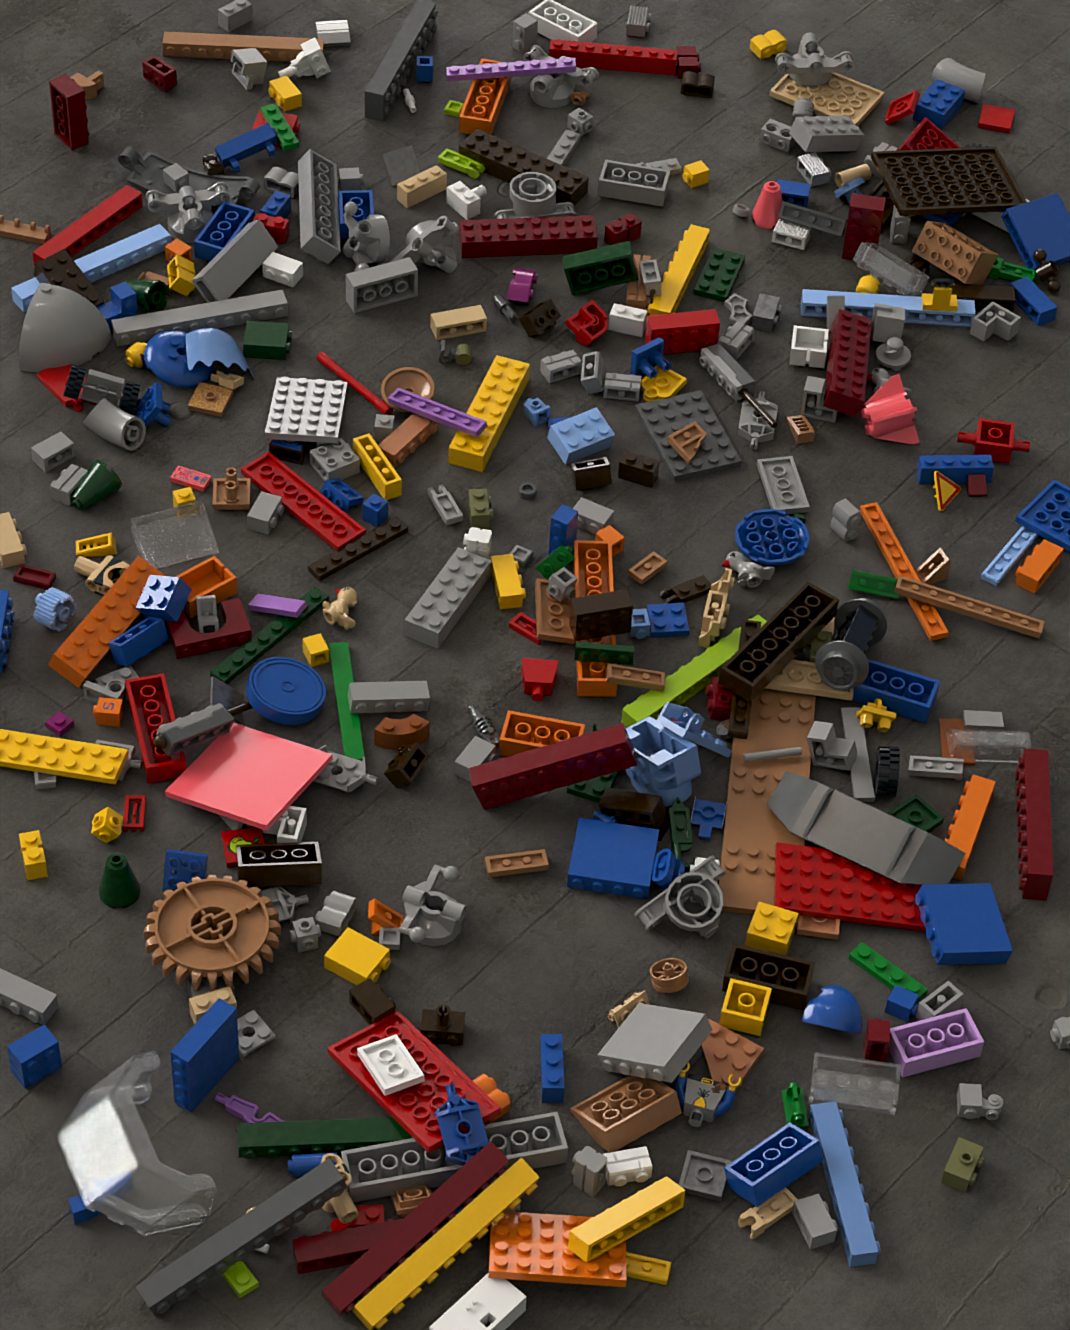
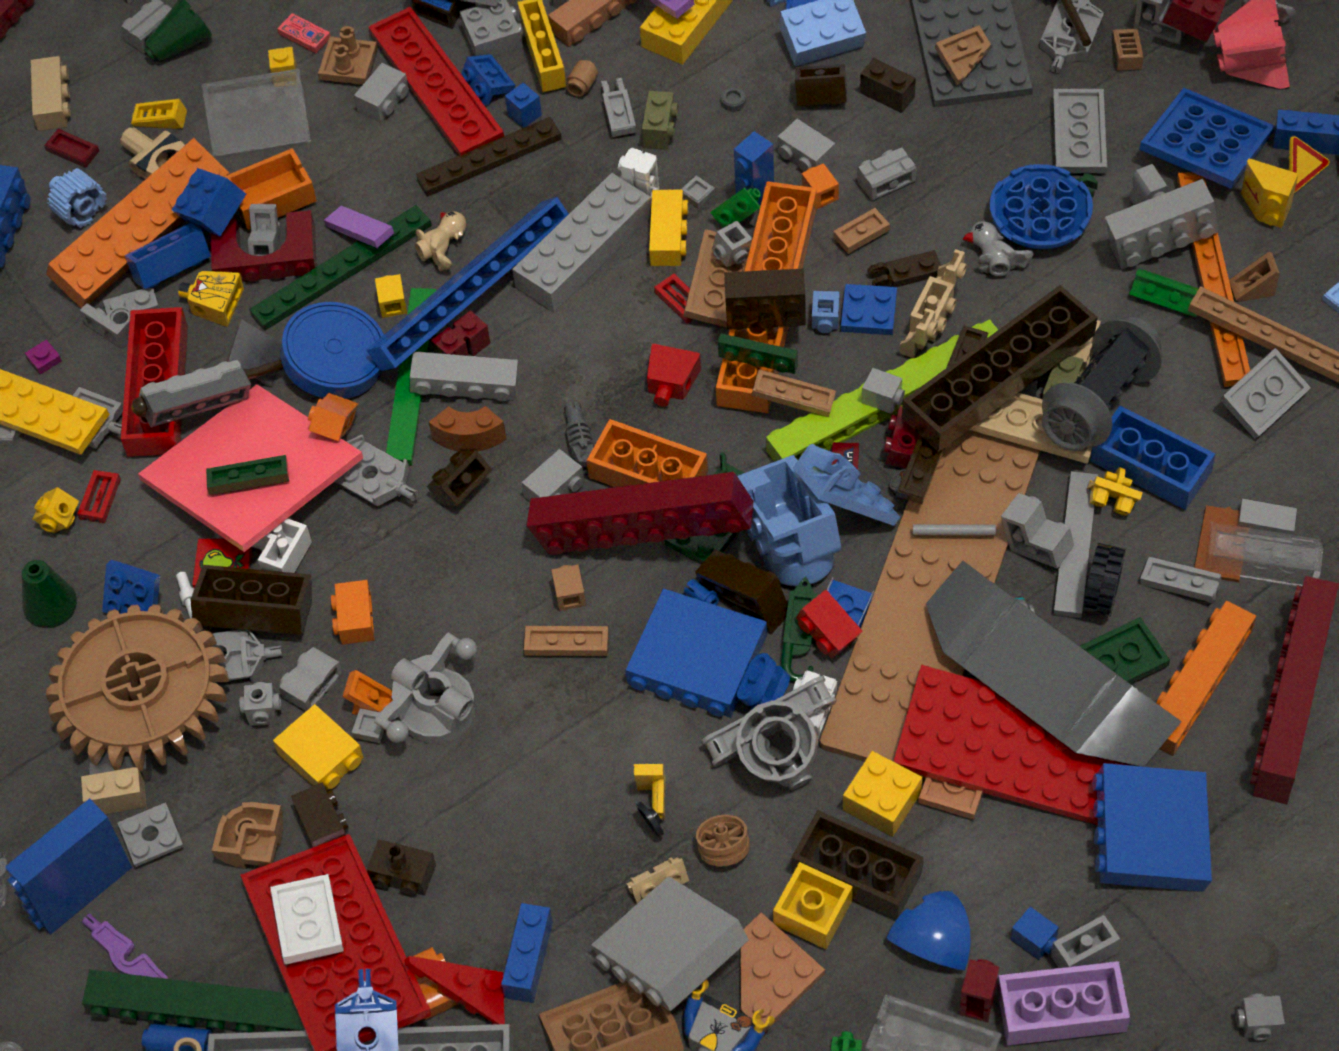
camera: 20 degrees right, 10 degrees up
(108, 712) = (106, 349): orange brick -> none
(179, 665) = (213, 295): none -> yellow torso
(224, 869) = (186, 591): none -> white bar
(253, 778) = (247, 474): none -> dark green plate
(301, 733) = (332, 416): none -> orange brick
(325, 1020) = (249, 835): none -> medium nougat brick
(354, 864) = (354, 612): none -> orange piece
(374, 634) = (466, 285): none -> blue brick
(383, 669) = (466, 328): none -> dark red piece
(412, 487) = (581, 78): none -> medium nougat brick
(507, 827) = (568, 587): none -> medium nougat brick
(515, 1093) = (471, 986): none -> red wing
(608, 942) = (652, 778): none -> yellow piece
(654, 528) = (886, 173): none -> light grey brick
(698, 668) = (882, 390): none -> light grey brick
(703, 825) = (828, 624): none -> red brick
(861, 538) = (1162, 224): none -> light grey brick
(873, 480) = (1209, 112): none -> blue piece
(885, 970) = (1028, 880): green plate -> none
(926, 510) = (1268, 191): none -> yellow slope
(960, 640) = (1265, 393): none -> light grey plate

